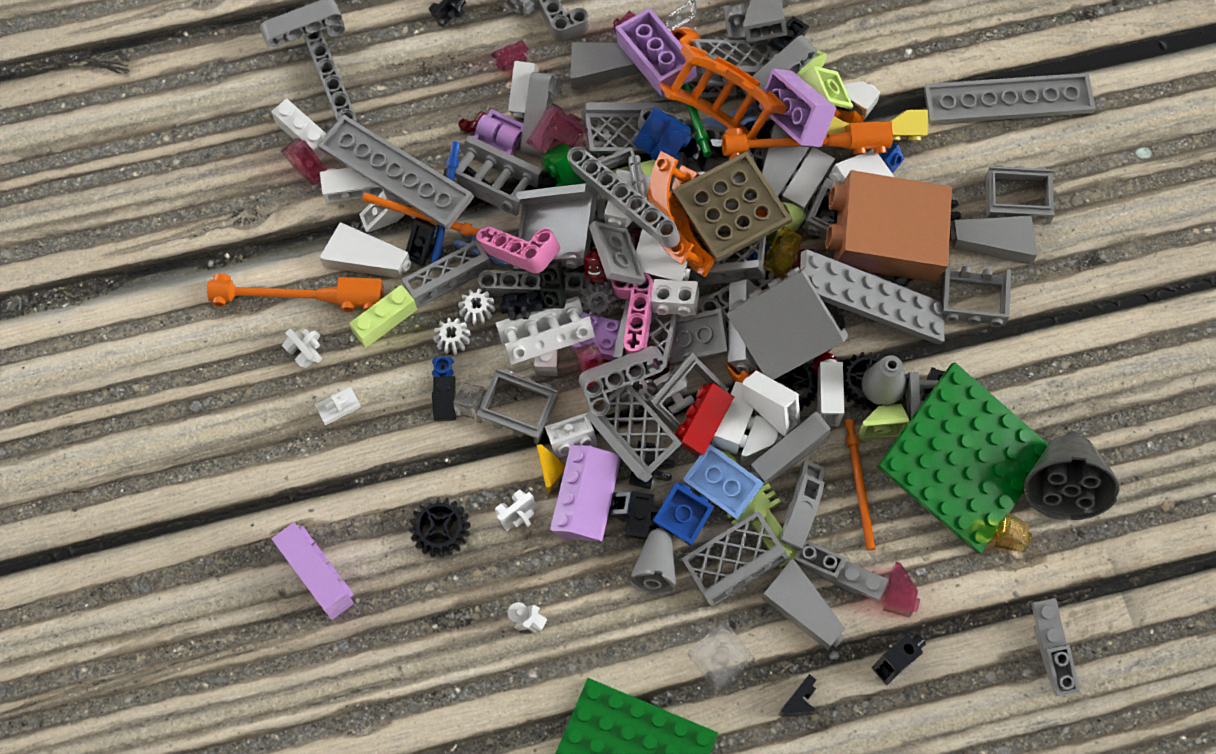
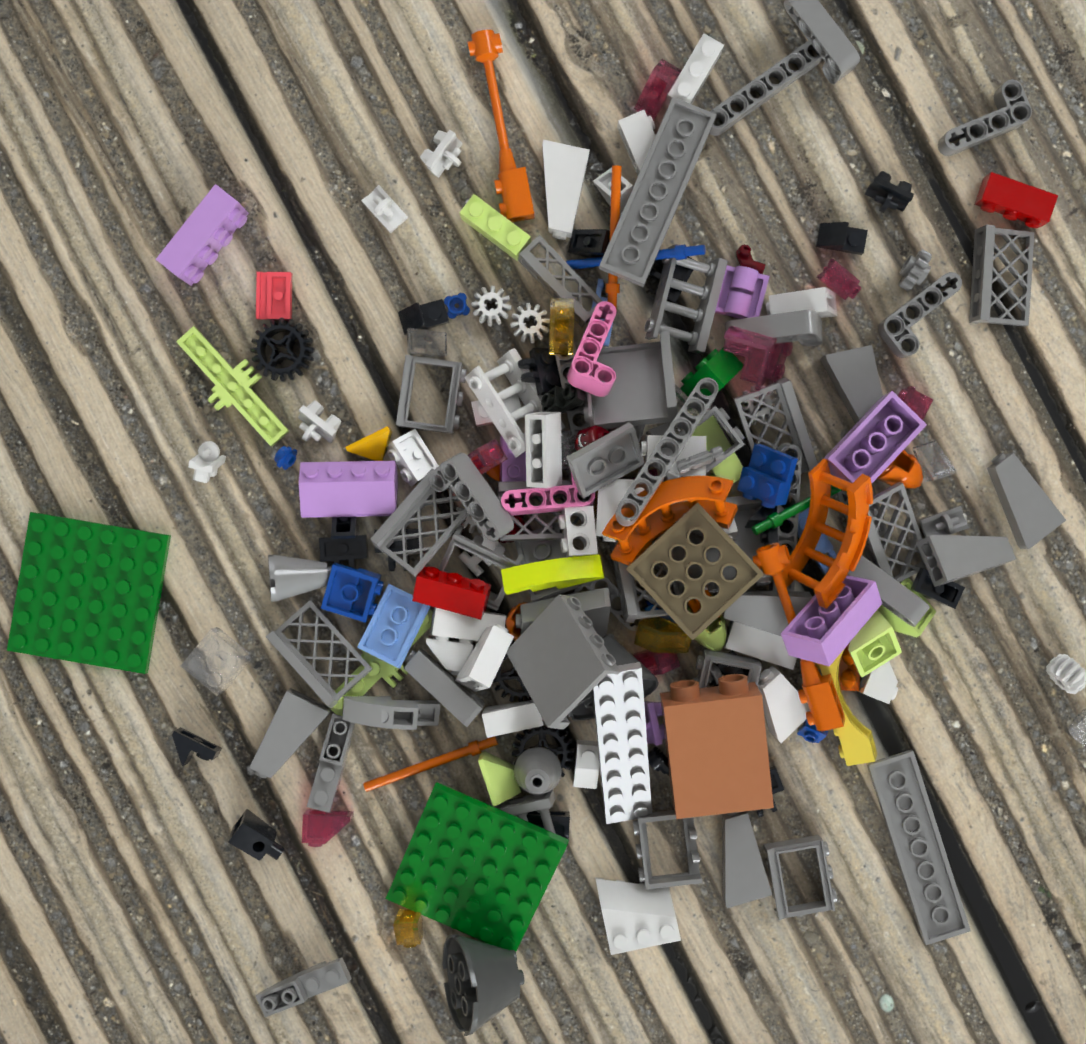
camera: 75 degrees right, 20 degrees up
(387, 524) = (274, 295): none -> coral plate
(460, 582) = (233, 386): none -> yellowish green hinge
(474, 50) = (841, 238): none -> black slope
(488, 273) = (561, 326): none -> clear yellow slope
(541, 548) = (285, 457): none -> blue plate
(594, 306) = (543, 449): none -> white brick
(706, 324) = (552, 573): none -> neon yellow slope
(886, 343) = (586, 764): none -> white slope
(1032, 334) = (636, 915): none -> white wedge

